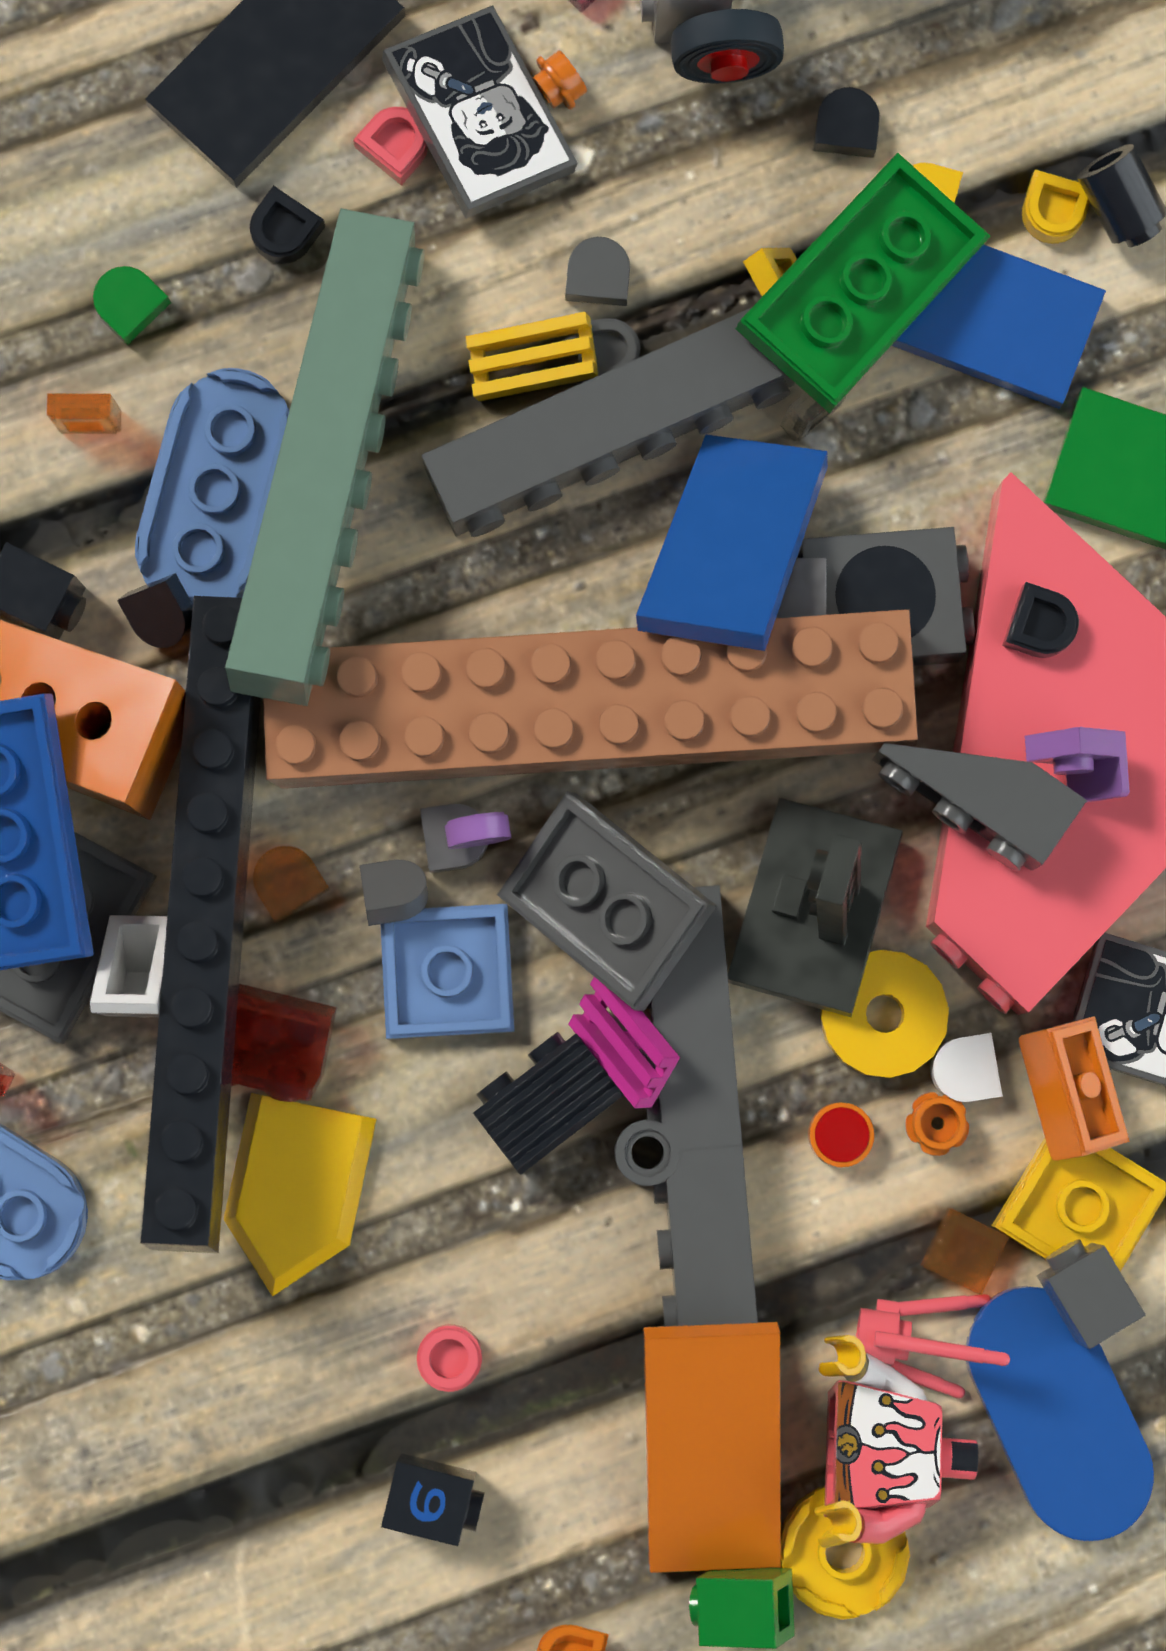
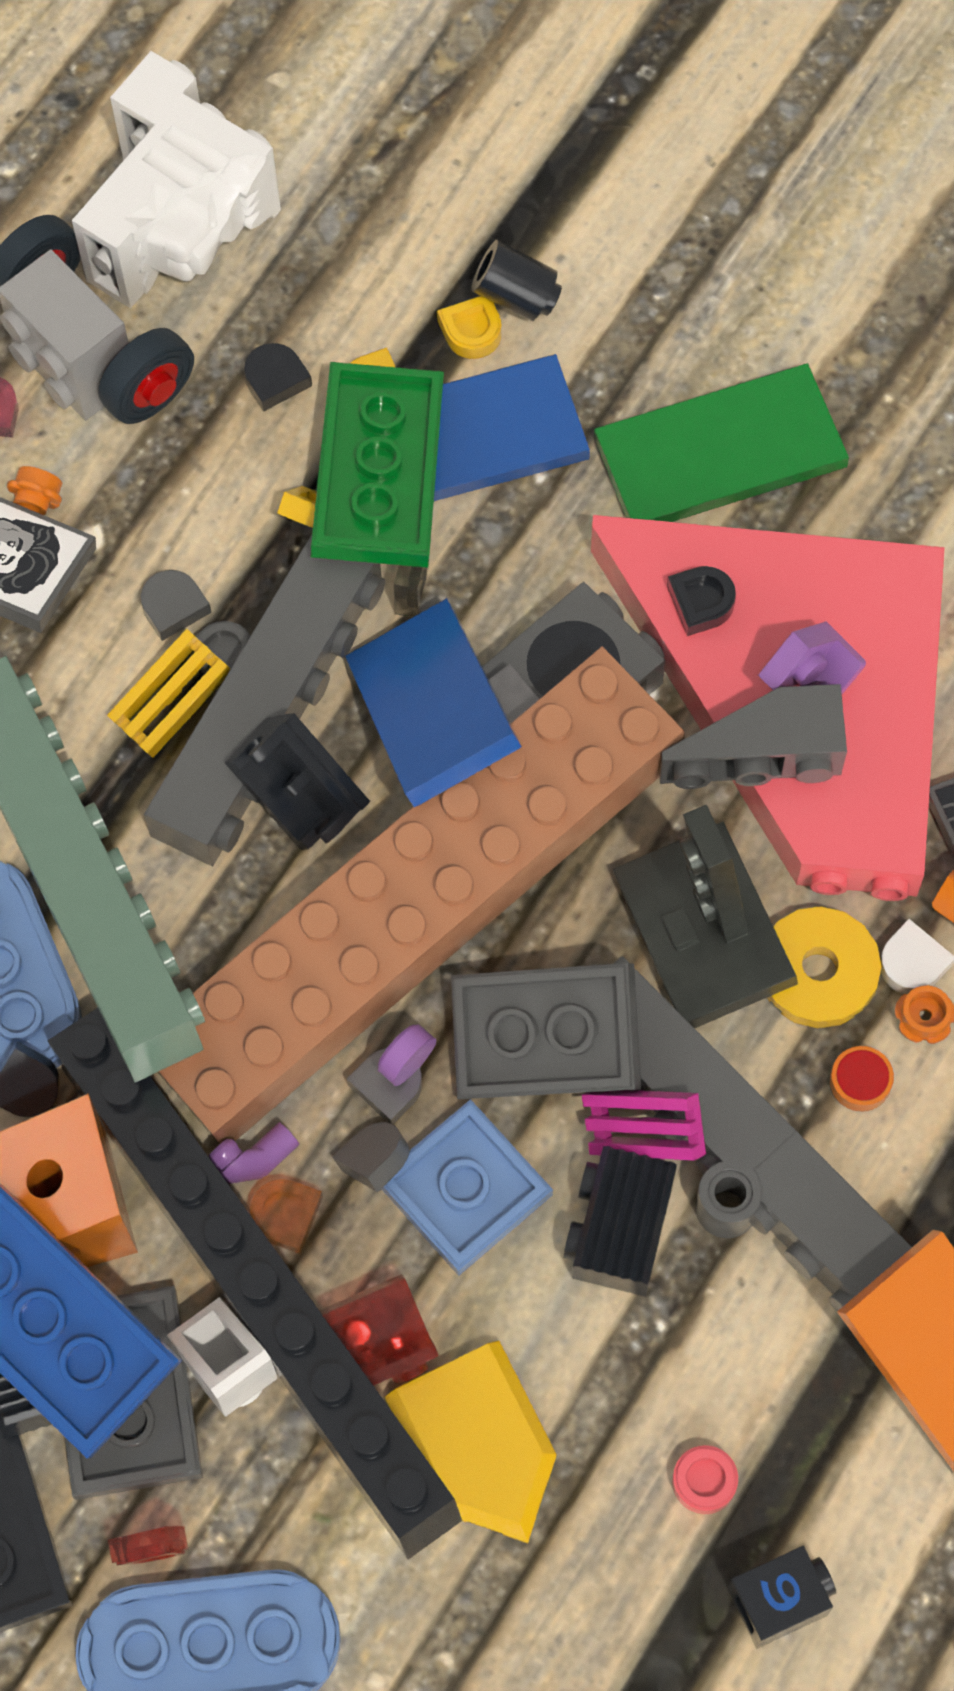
camera: 35 degrees left, 15 degrees down
(296, 820) = (258, 1160): none -> medium lavender arm
(570, 522) = (297, 780): none -> black hinge

